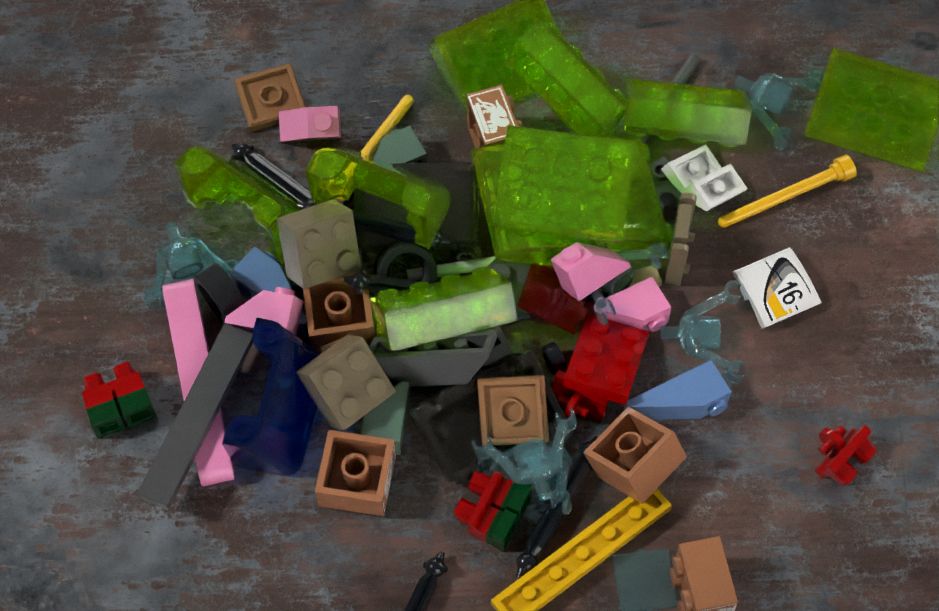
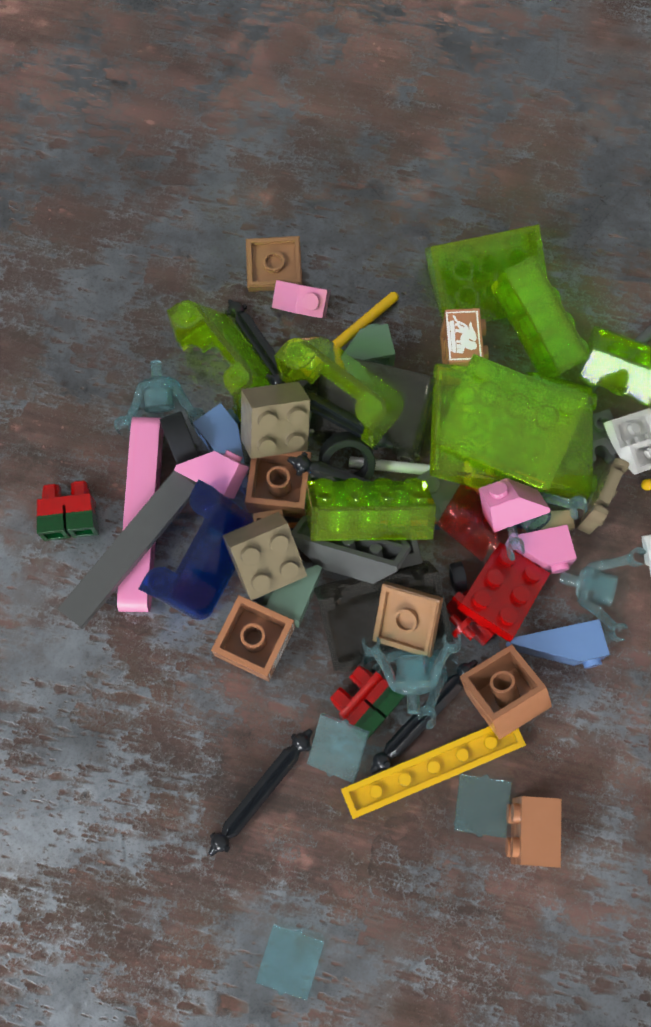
camera: 15 degrees right, 10 degrees up
(476, 559) = (338, 747): none -> clear light blue piece

